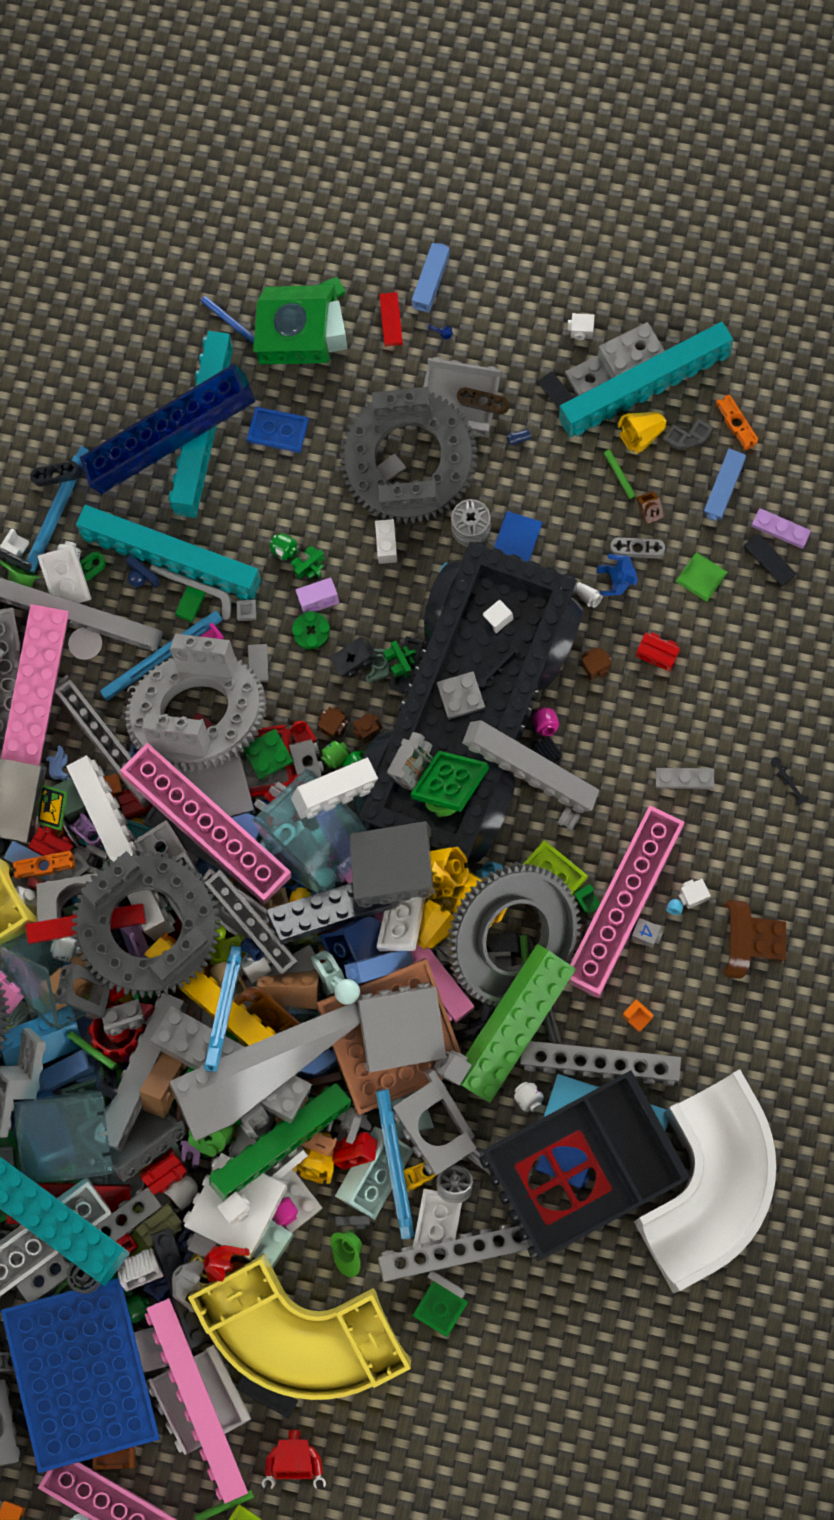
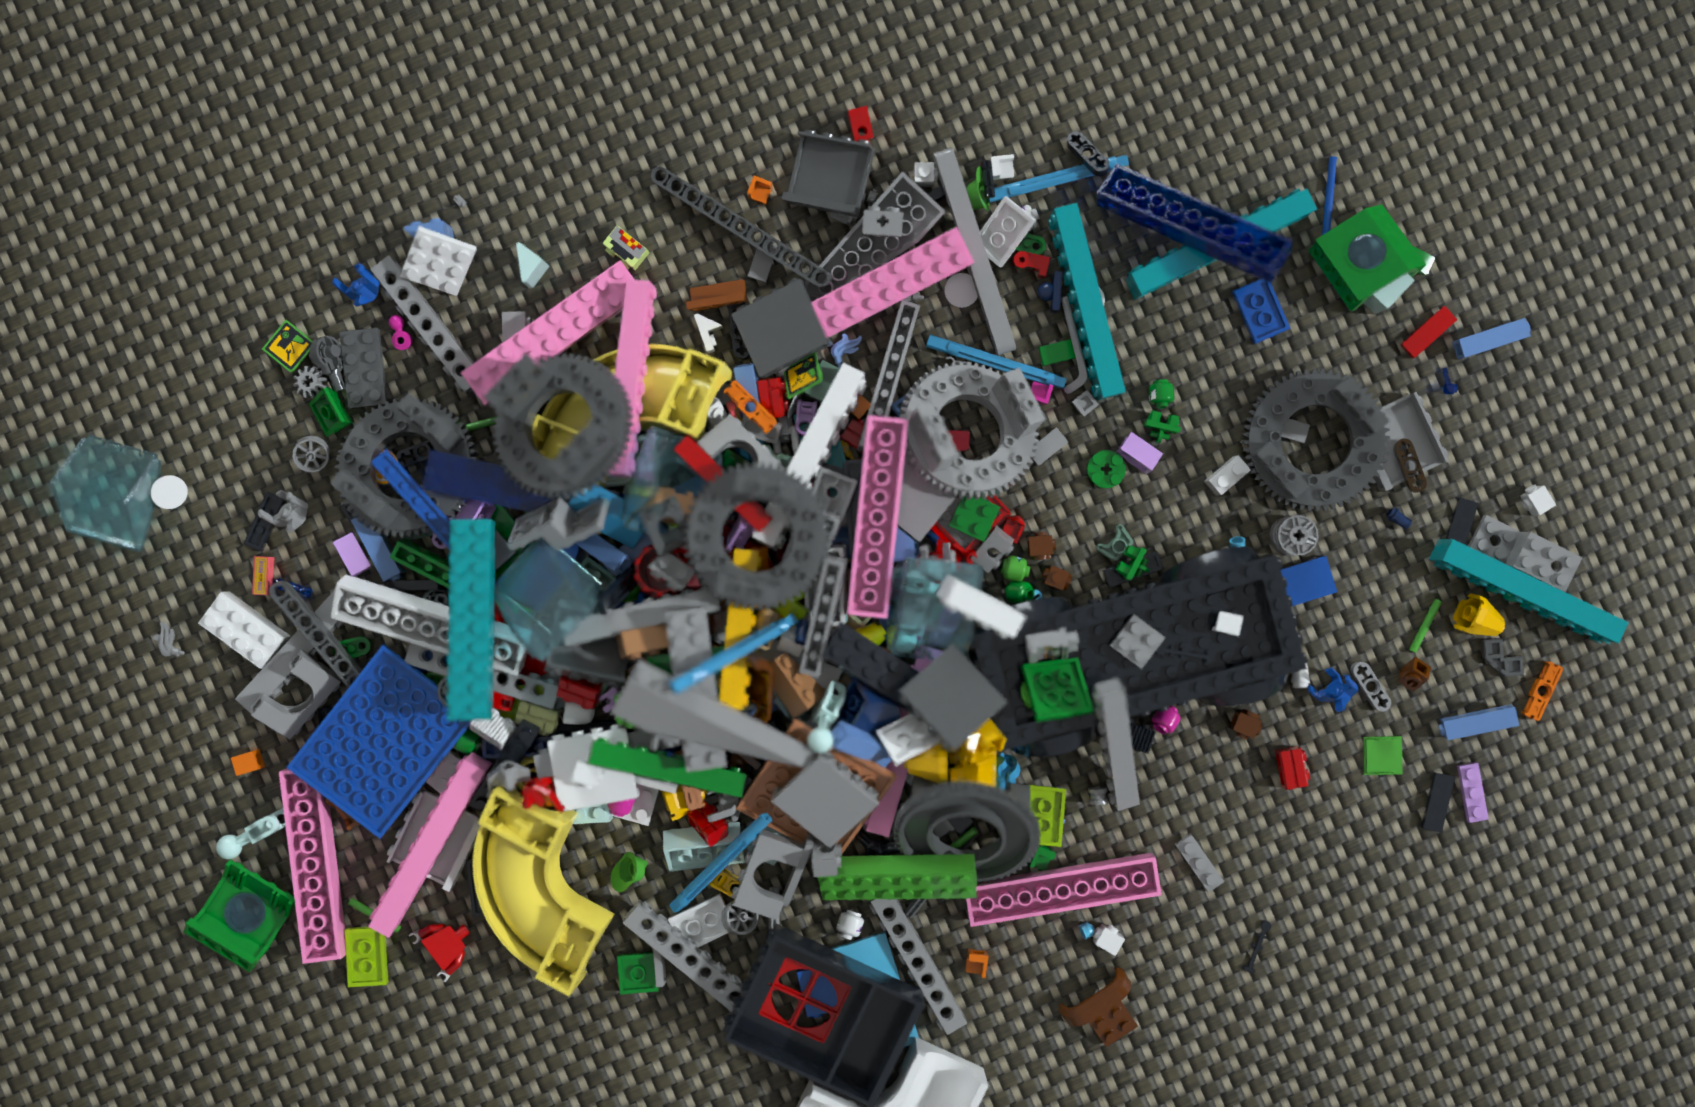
camera: 50 degrees right, 15 degrees up
(64, 949) = (693, 479): white head -> none
(91, 1050) = (630, 563): bright green bar -> none
(105, 573) = (1031, 261): none -> red leg
(345, 658) = (1099, 517): black brick -> none
(358, 1222) = (657, 862): dark grey plate -> none
(646, 933) = (1049, 926): light grey brick -> none

